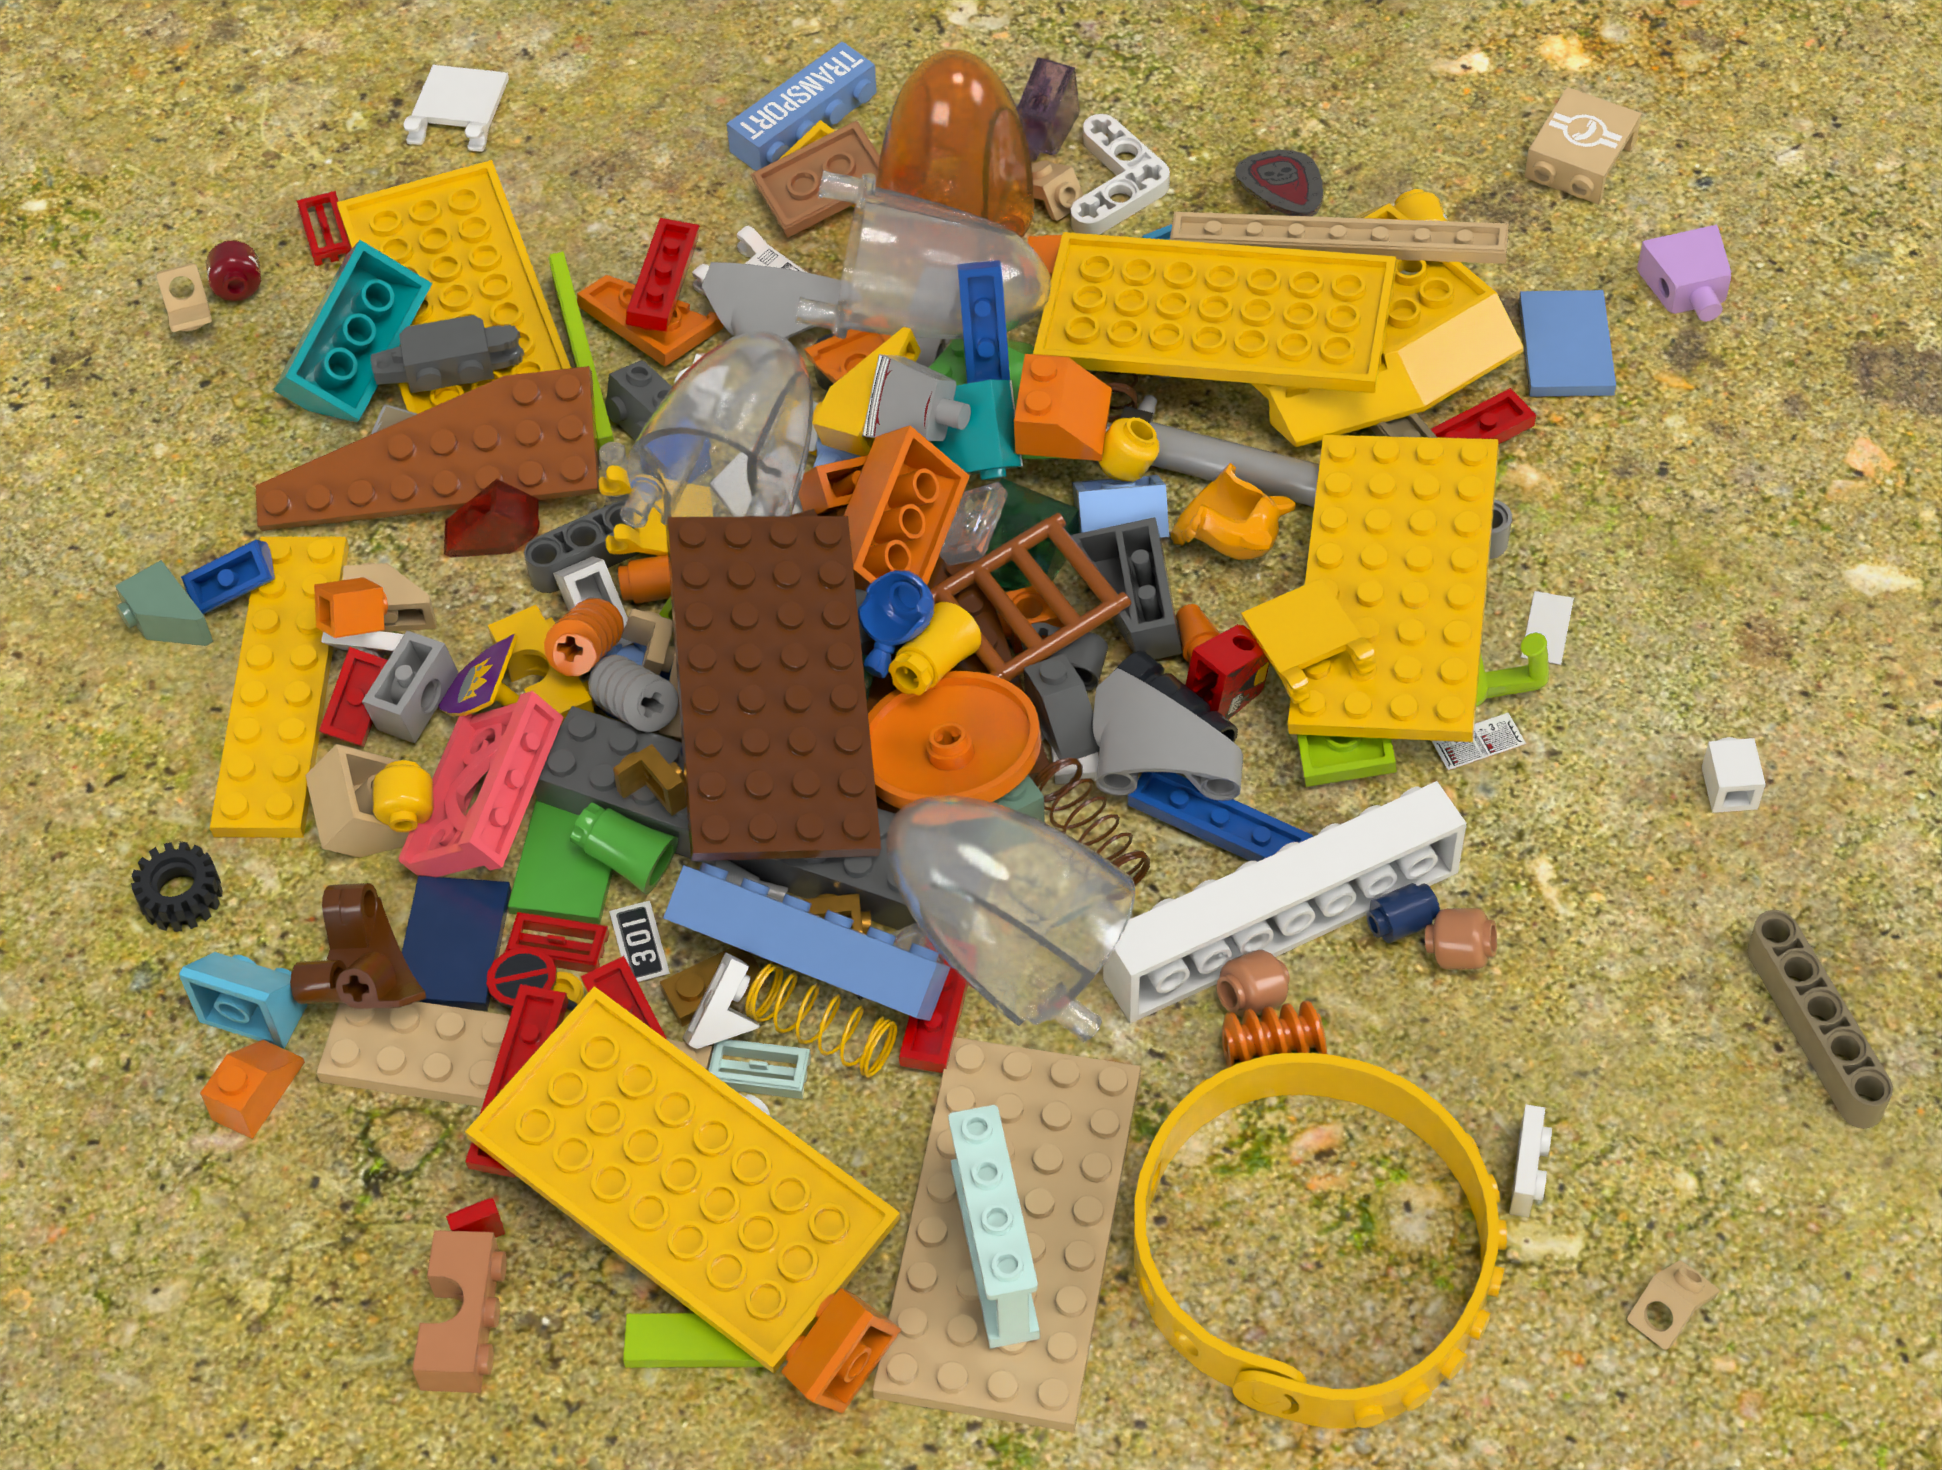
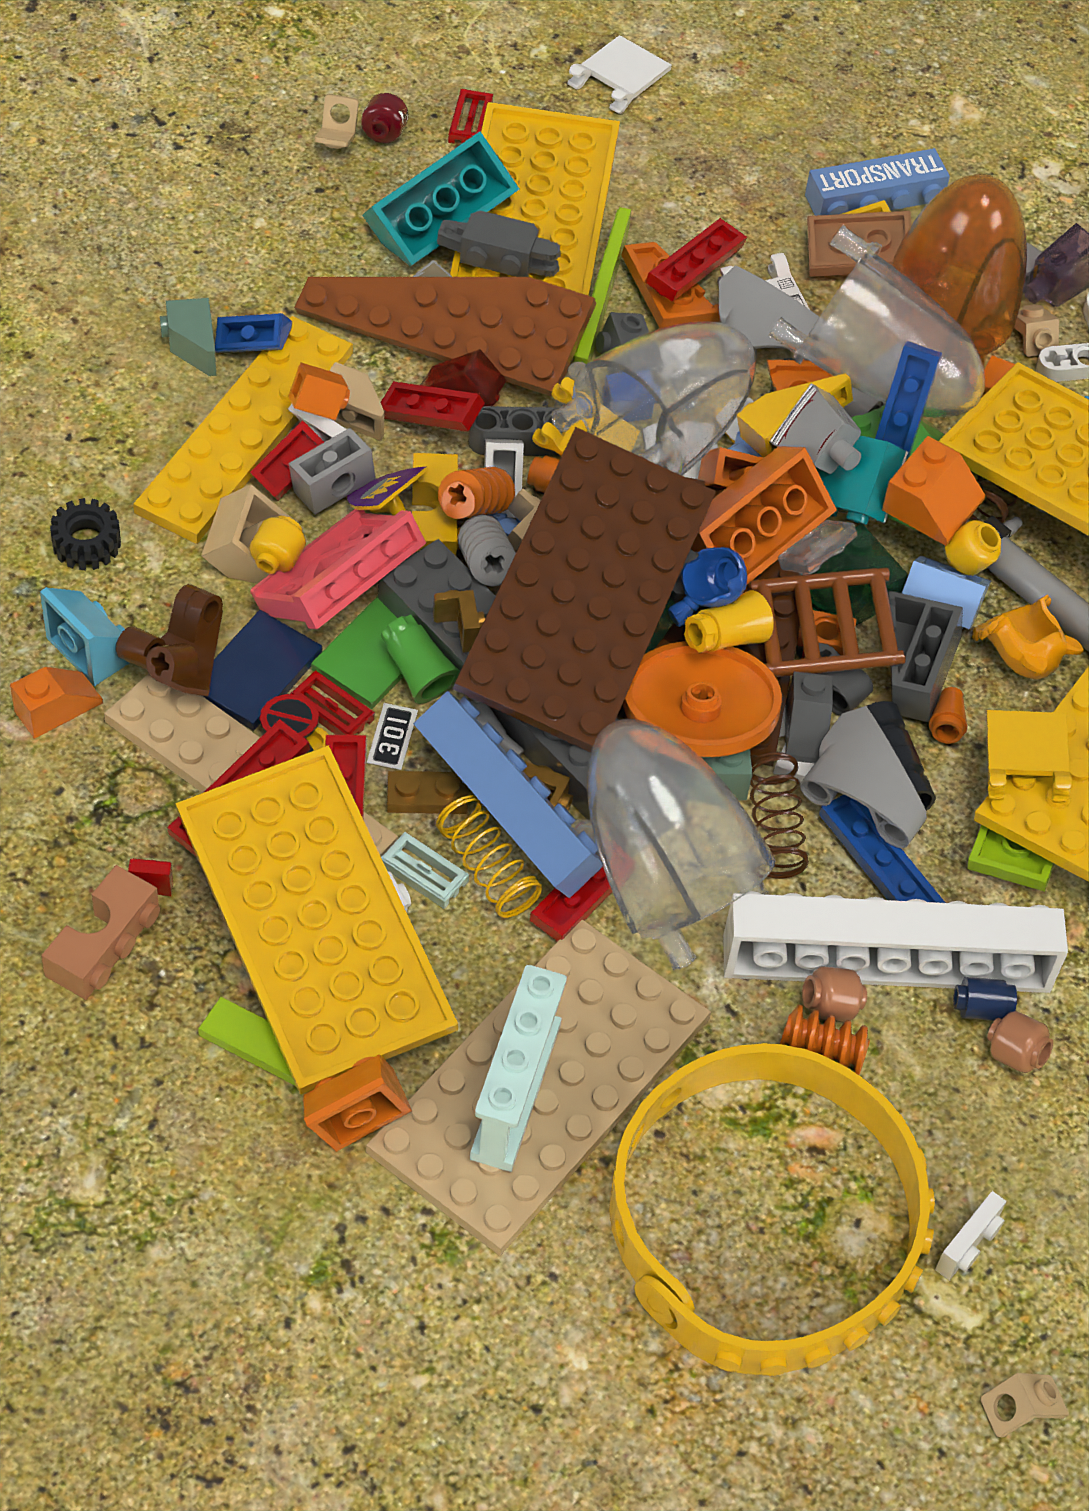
camera: 20 degrees right, 0 degrees up
(476, 564) = (431, 406): none -> red plate
(714, 1018) = (412, 817): white slope -> none
(1228, 670) = (953, 751): red torso -> none

